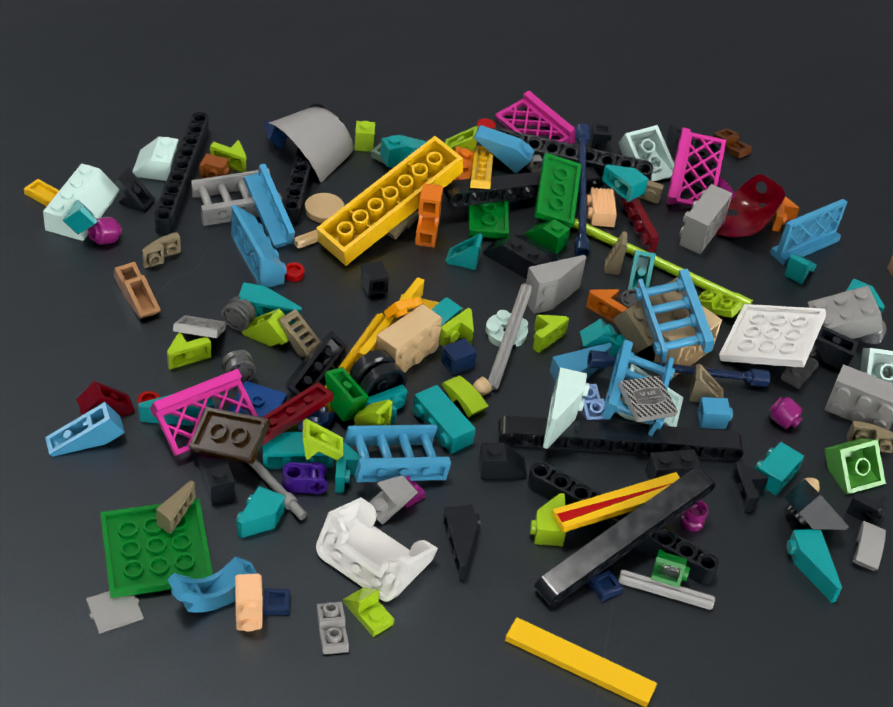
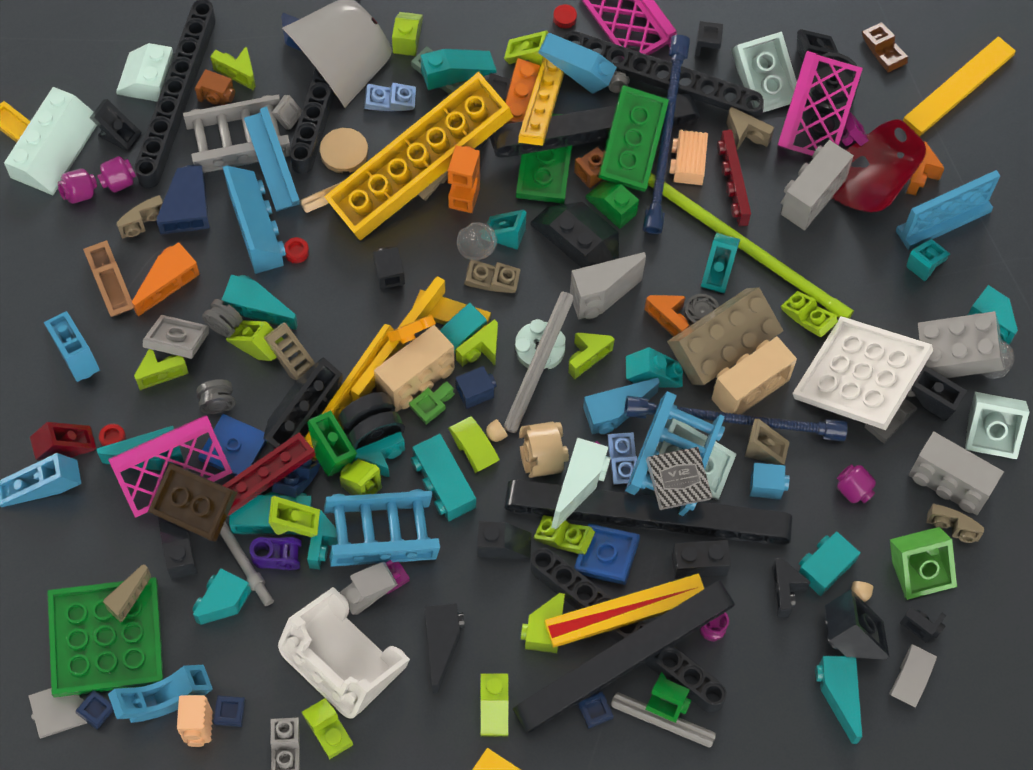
camera: 10 degrees right, 20 degrees up
(79, 218) = (48, 170): teal slope -> none
(110, 337) = (72, 346): none -> dark azure slope
(138, 222) = (116, 174): none -> magenta head
(151, 605) = (95, 709): none -> dark blue tile
(187, 287) = (167, 275): none -> orange slope
(198, 241) = (185, 202): none -> dark blue slope
(278, 180) = (287, 112): none -> light grey tile
(361, 176) = (396, 98): none -> light blue slope
(422, 370) = (430, 404): none -> bright green plate
(444, 259) = (476, 241): none -> clear hair
(464, 287) = (492, 278): none -> dark tan slope
(517, 582) = (494, 704): none -> lime slope
(525, 210) = (588, 167): none -> dark orange brick
(525, 393) = (543, 449): none -> tan brick
(559, 458) = (566, 537): none -> lime slope
(593, 467) = (608, 555): none -> blue plate
(615, 258) = (691, 240): dark tan slope -> none
(625, 181) = (722, 126): teal slope -> none
(689, 301) = (754, 341): dark azure fence -> none
(796, 162) = (959, 86): none -> yellow tile

